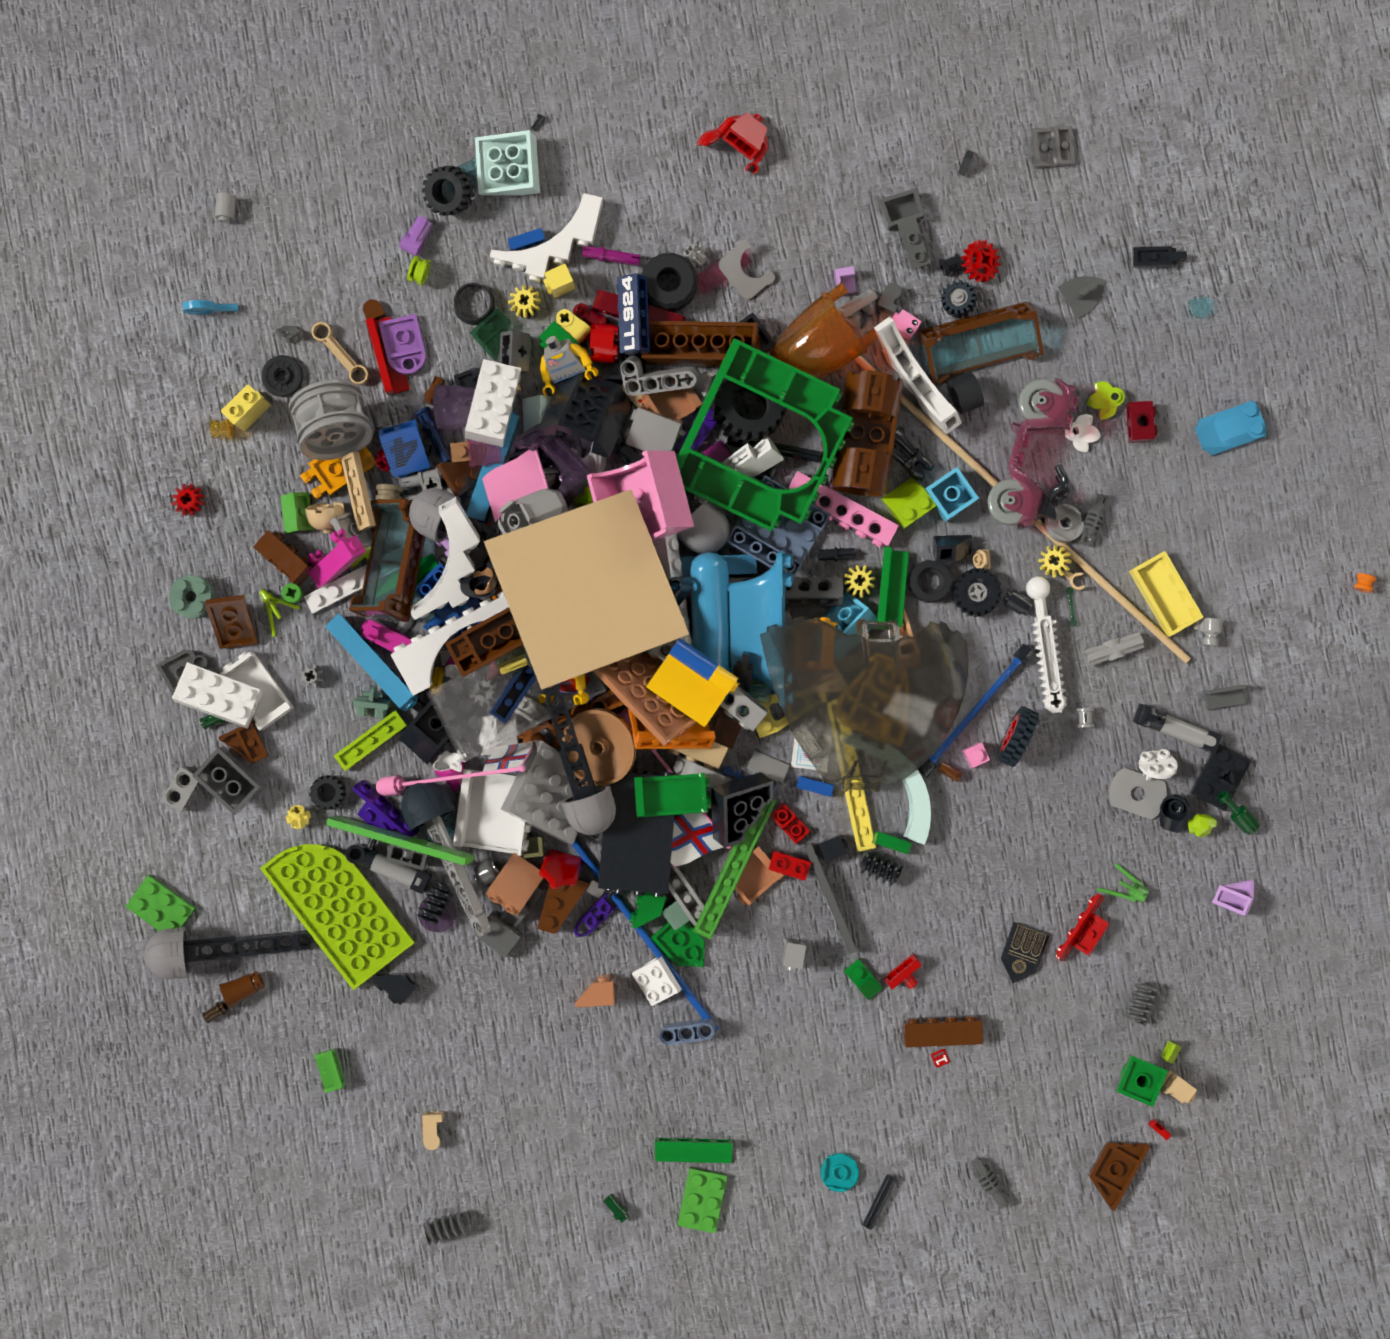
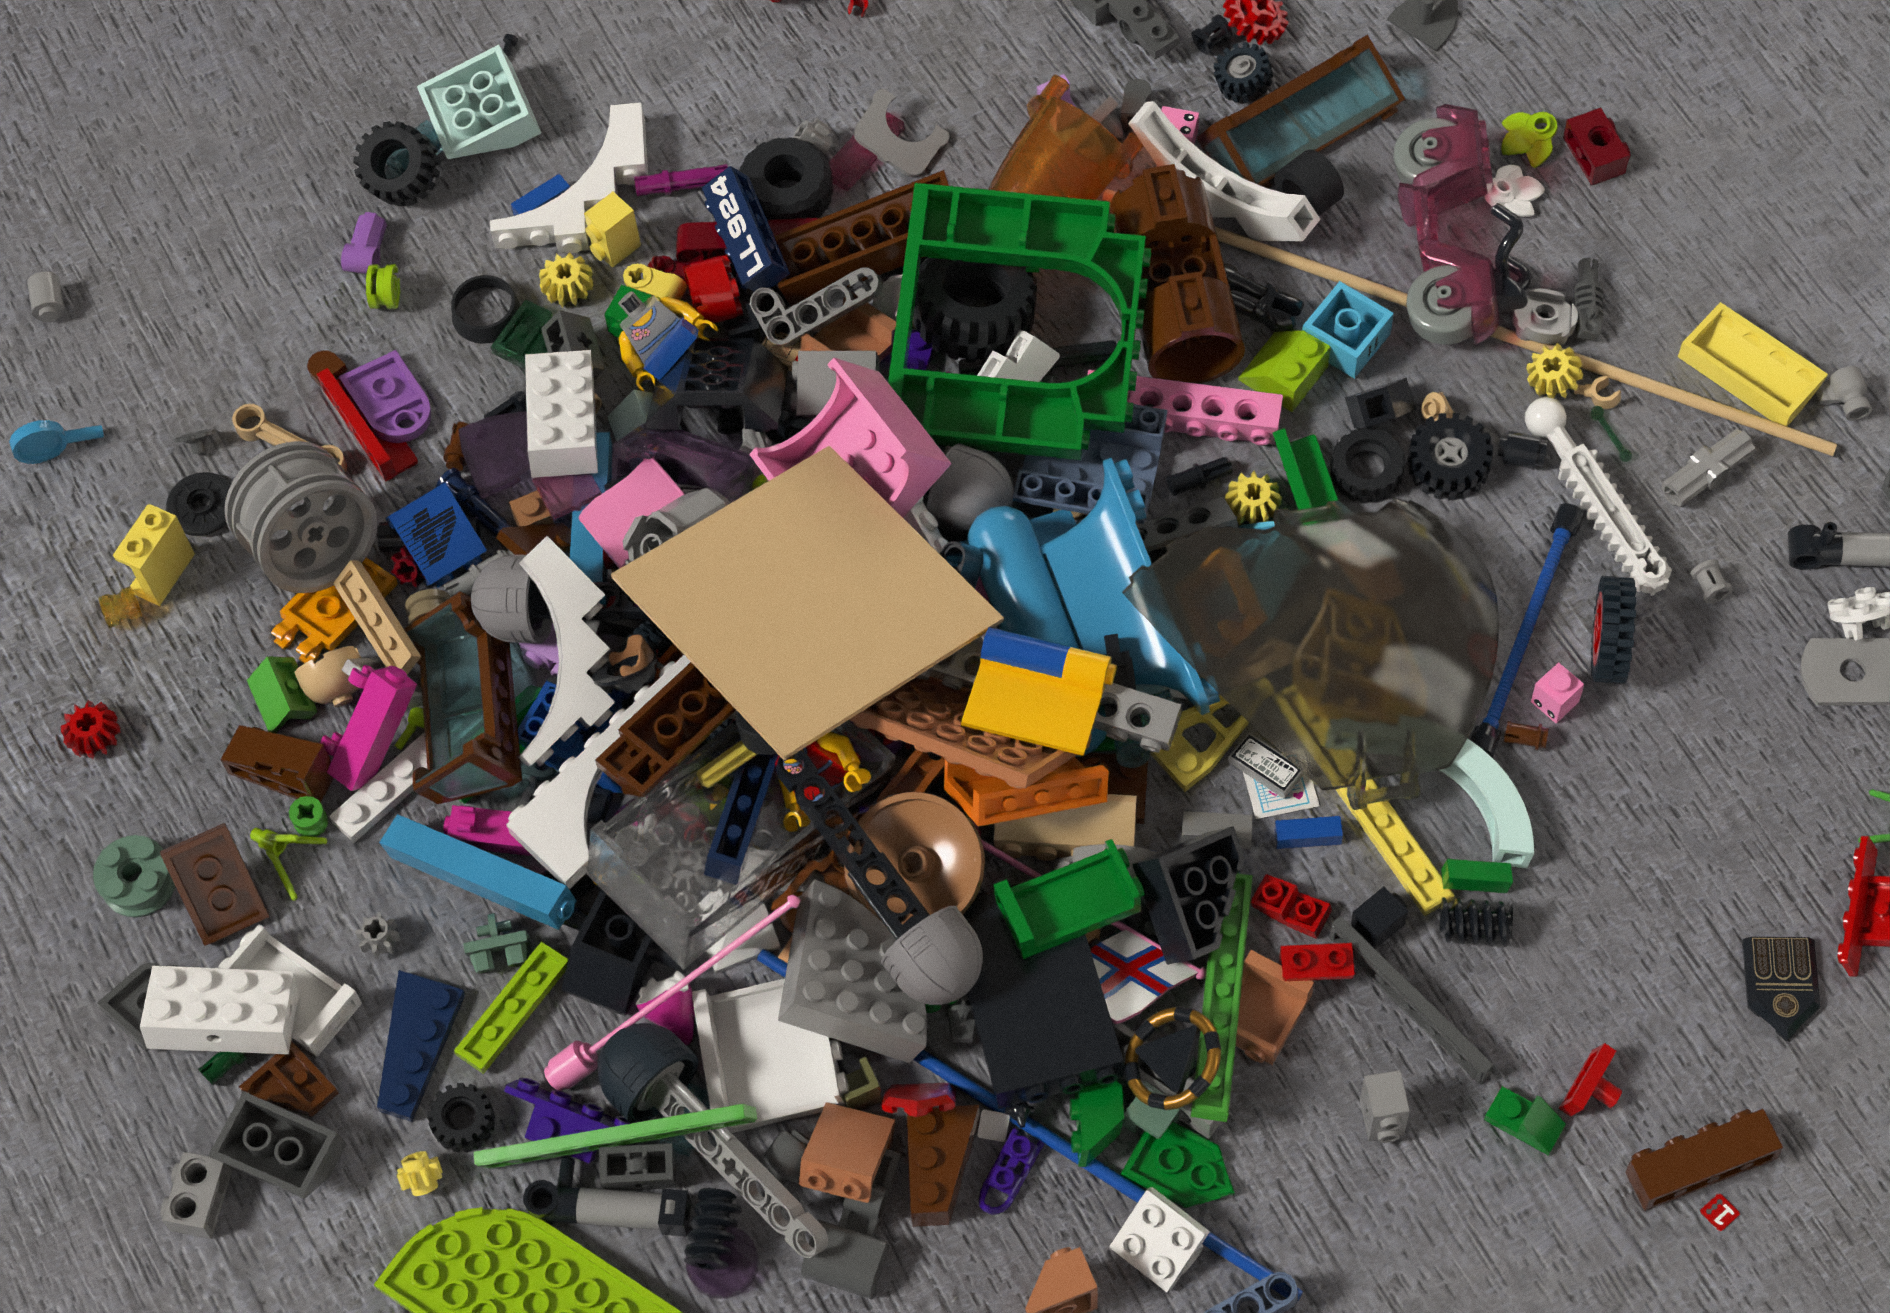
camera: 15 degrees left, 25 degrees down
(318, 736) = (416, 1036): none -> dark blue wing
(567, 379) = (671, 349): none -> blue piece
(693, 901) = (1173, 1058): none -> piece
(1231, 428) = (1742, 113): dark azure slope -> none

